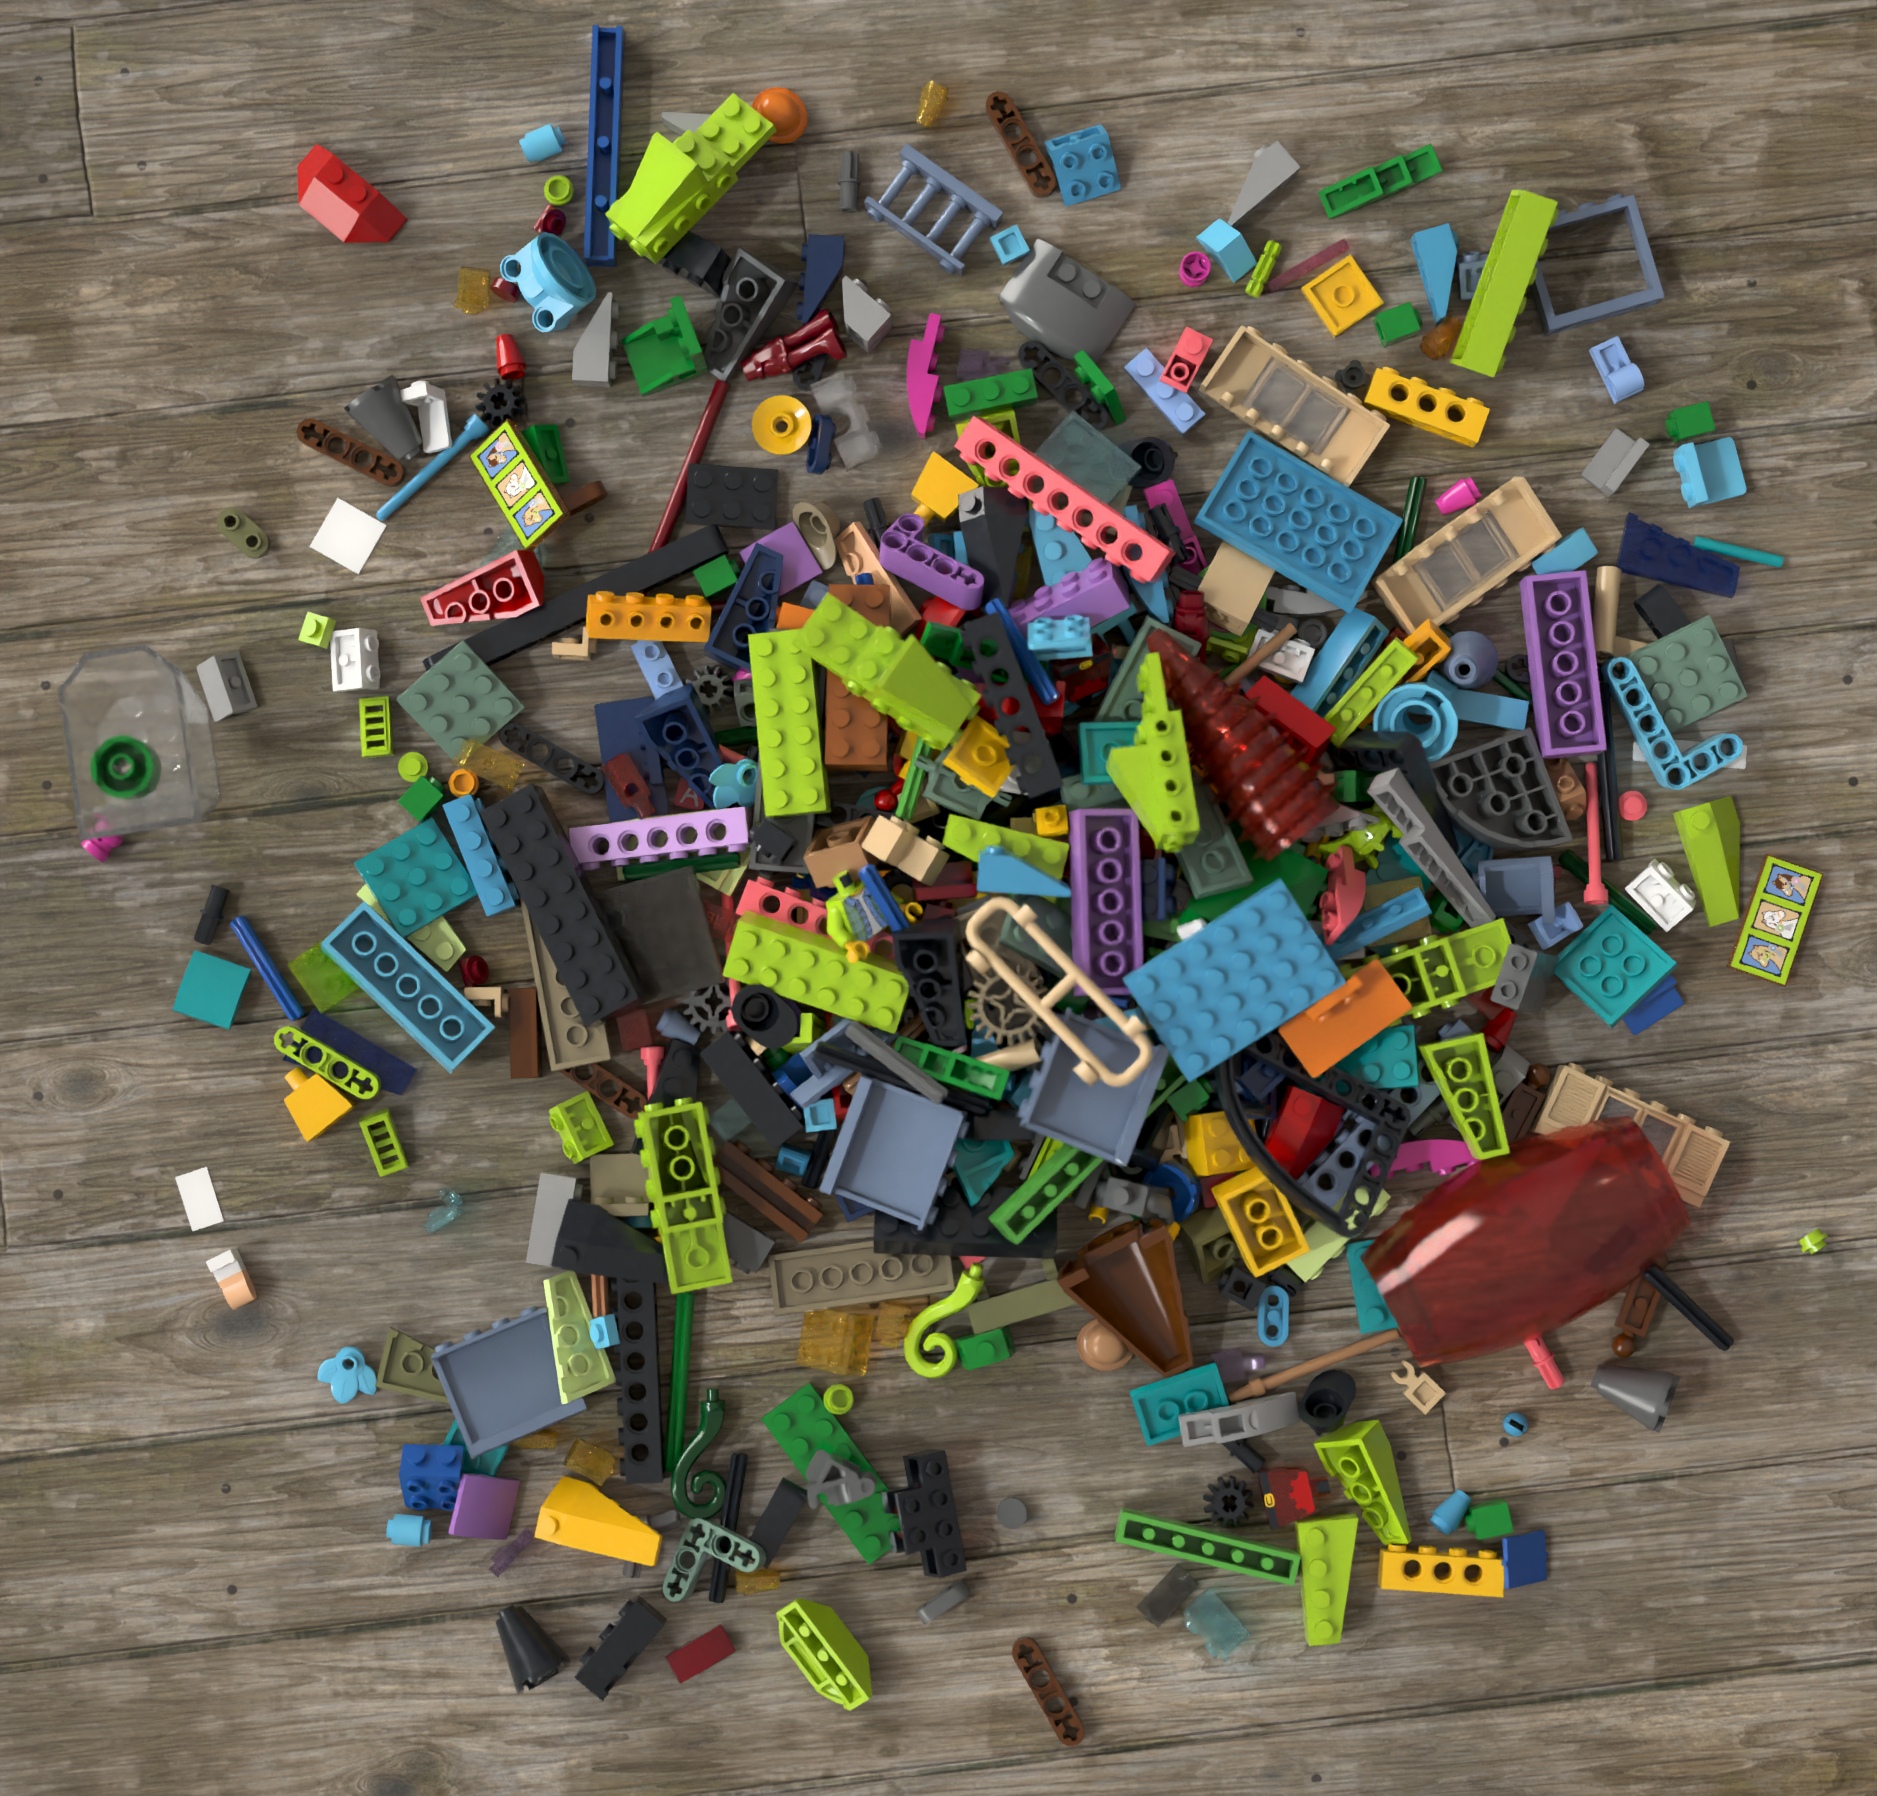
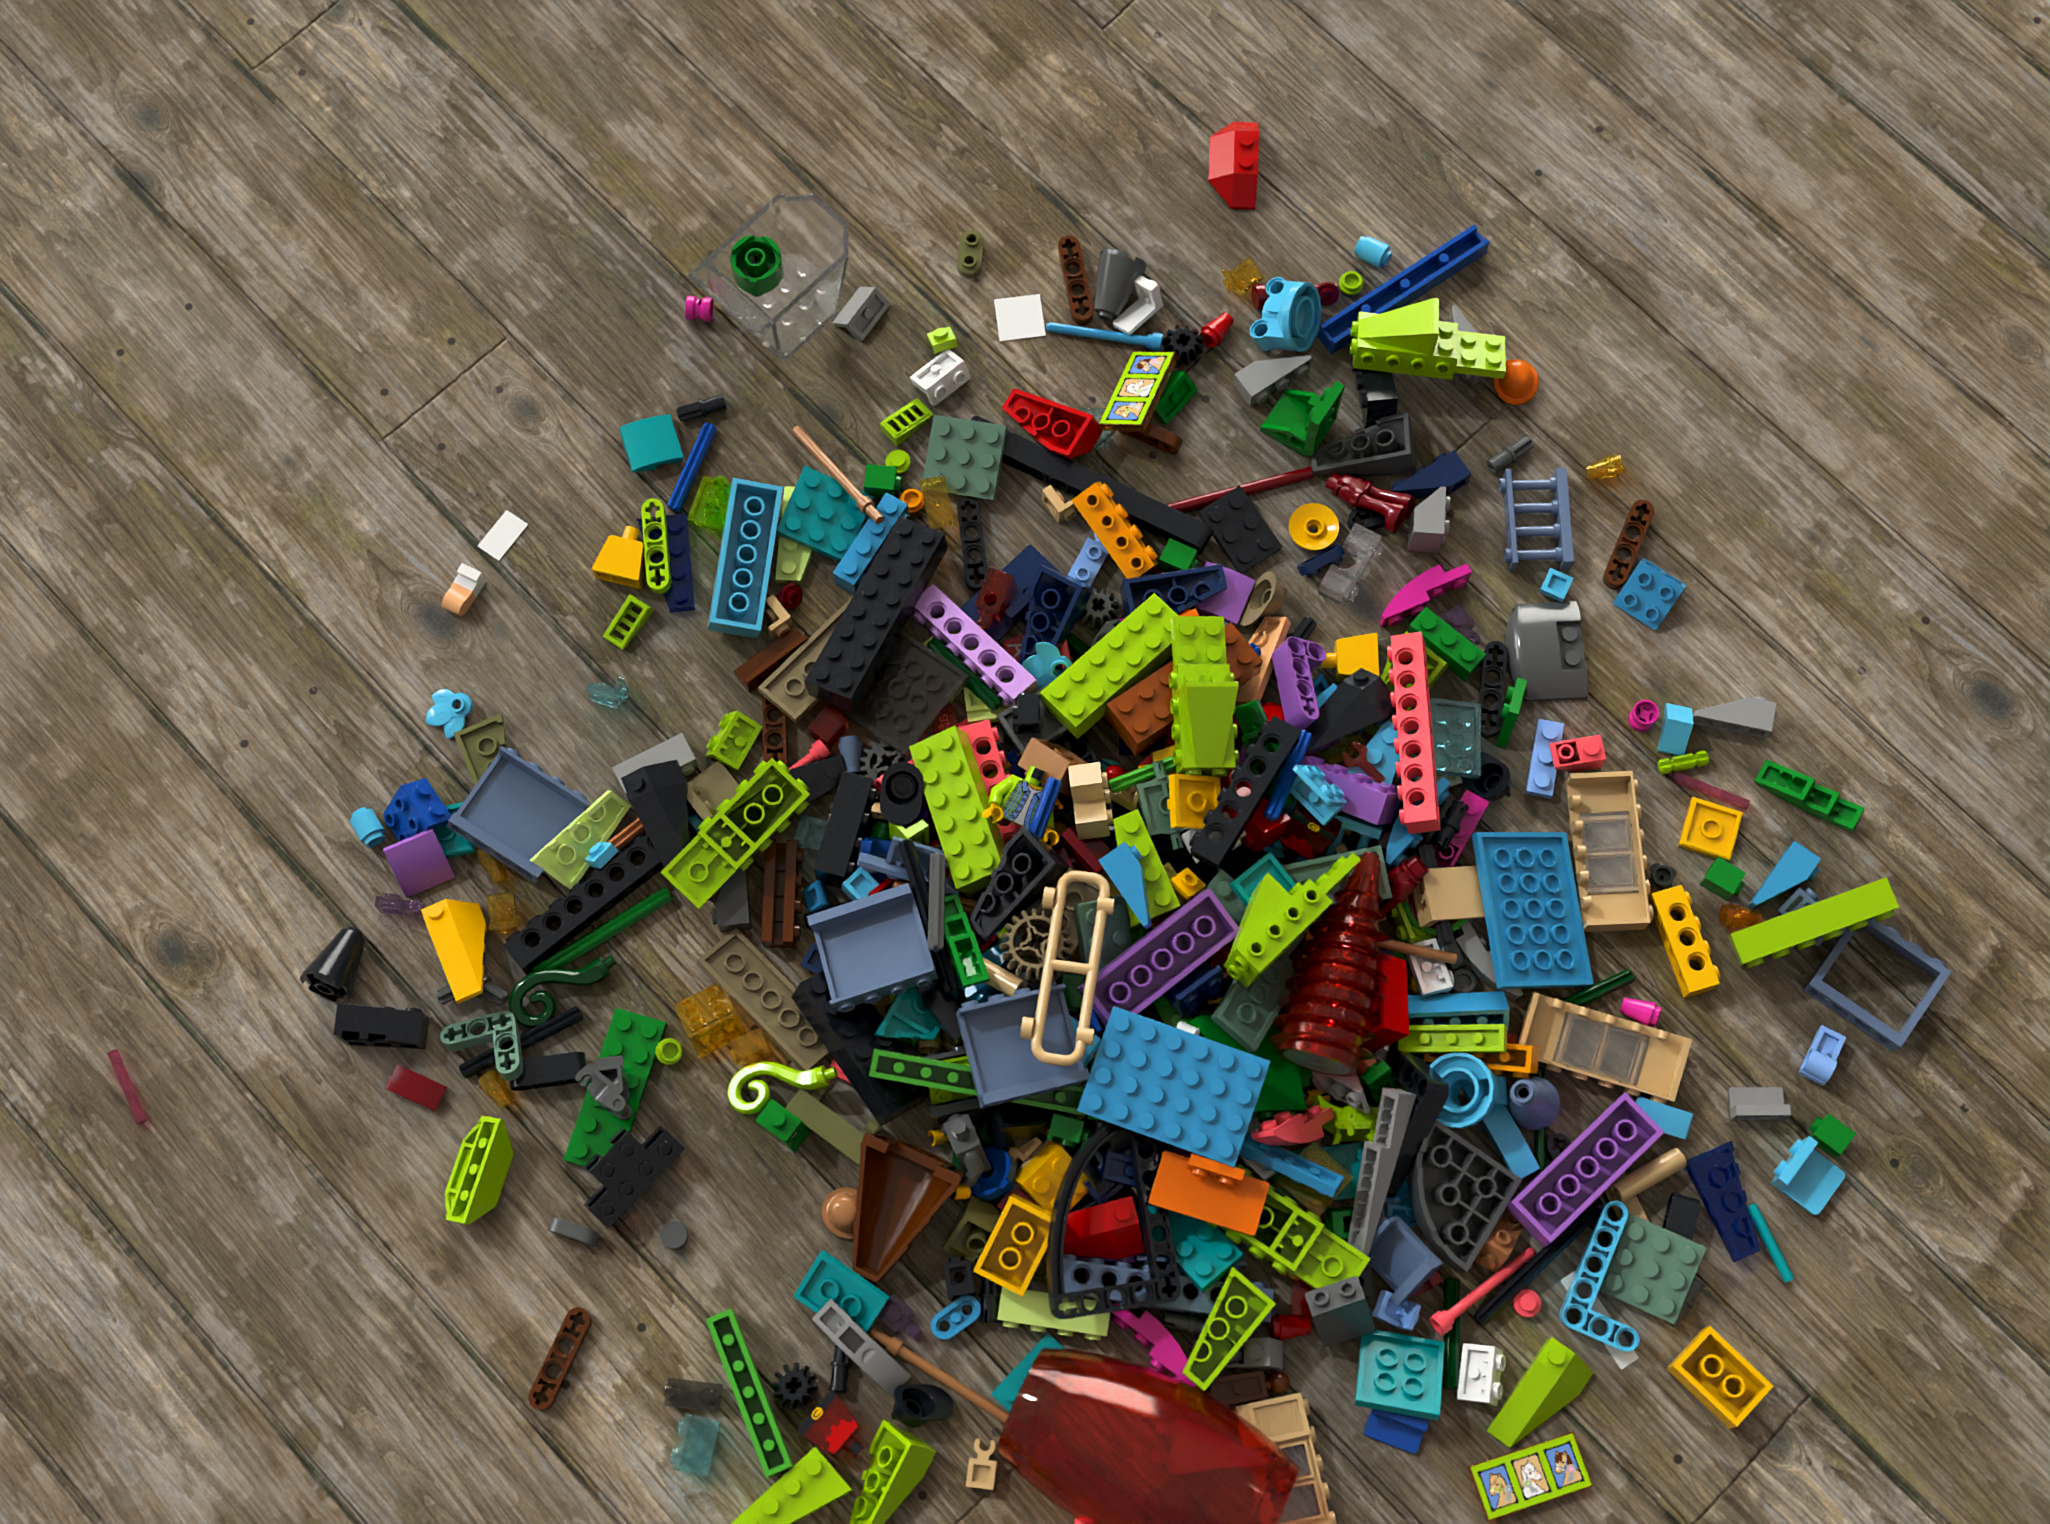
camera: 50 degrees right, 15 degrees down
(439, 835) = (864, 503): none -> medium nougat bar
(1053, 567) = (1362, 762): none -> clear red bar
(1818, 692) = (1719, 1377): none -> yellow brick

